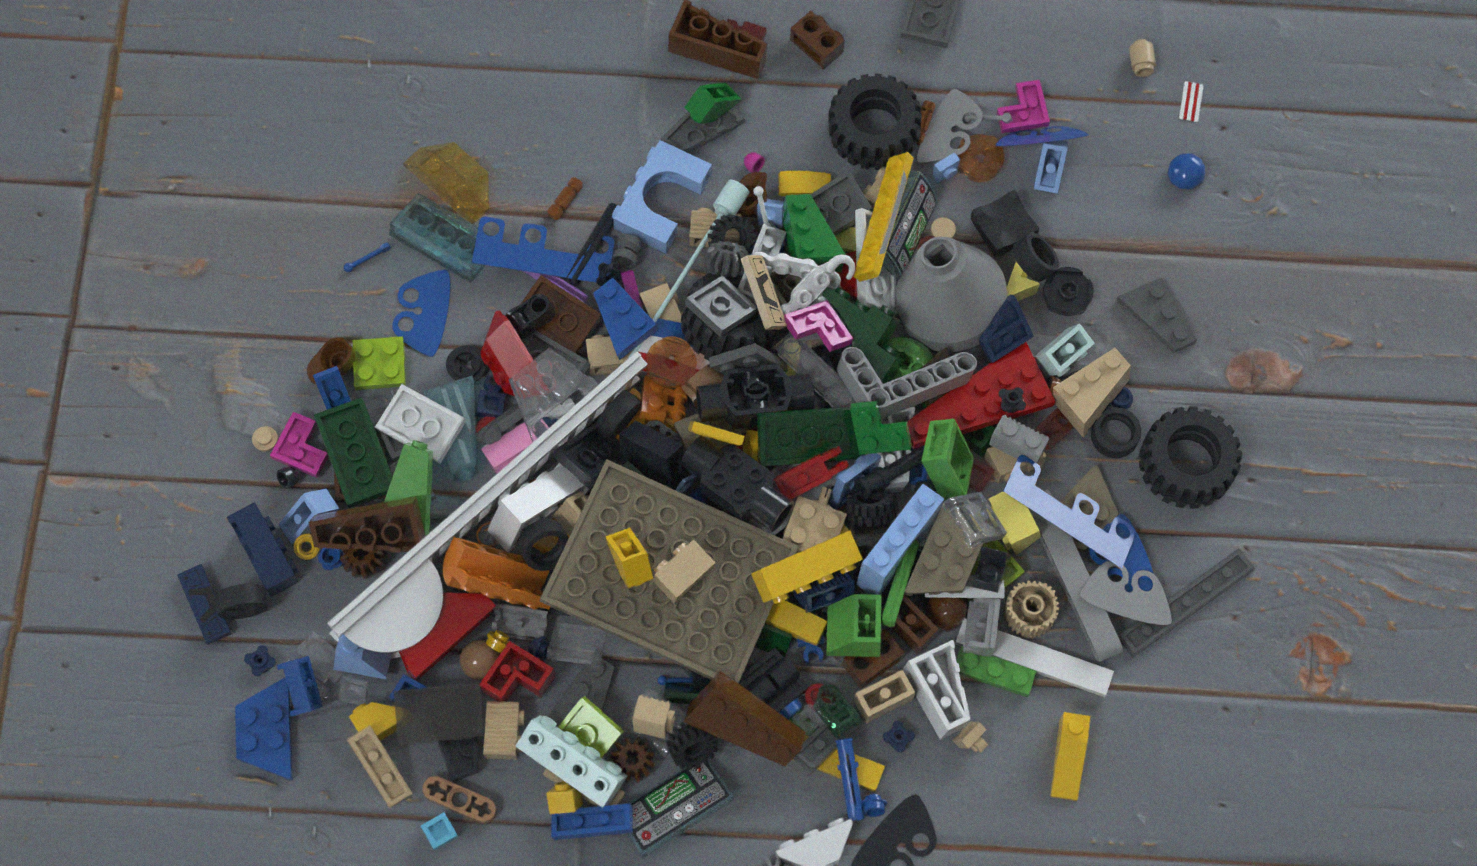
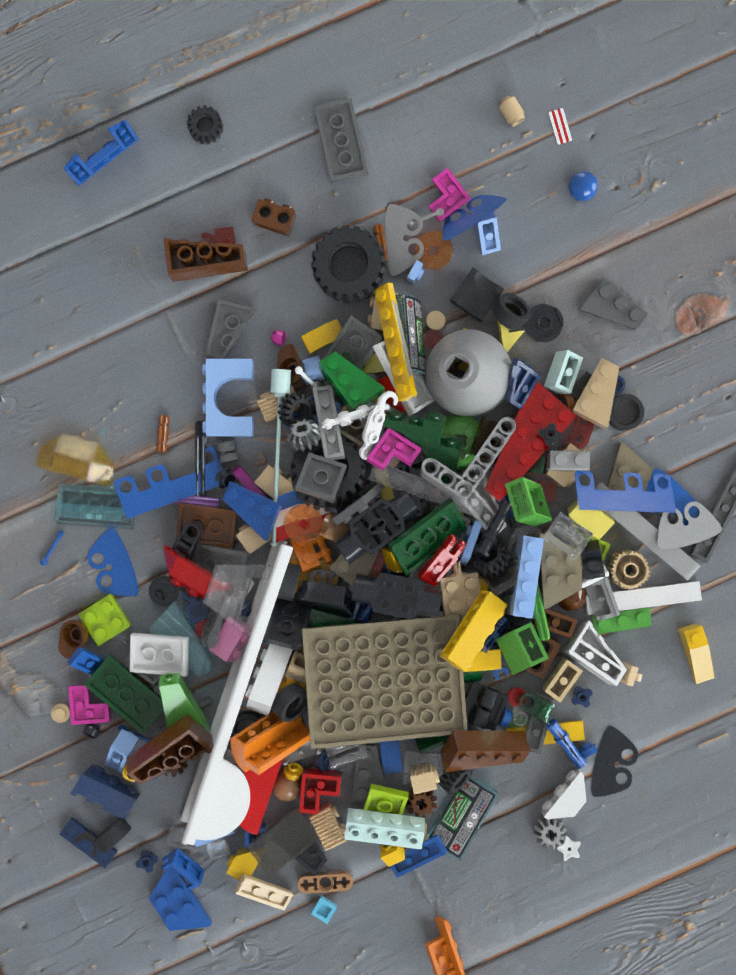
camera: 25 degrees left, 20 degrees up
(627, 683) = (391, 757): none -> blue slope
(629, 557) = (354, 691): yellow slope -> none
(683, 570) = (394, 680): tan brick -> none
(711, 102) = (227, 310): green slope -> none
(715, 433) = (365, 569): yellow tile -> none
(763, 292) = (344, 450): tan tile -> none
(873, 435) = (472, 514): green plate -> none
(1207, 432) = (708, 399): black tyre -> none

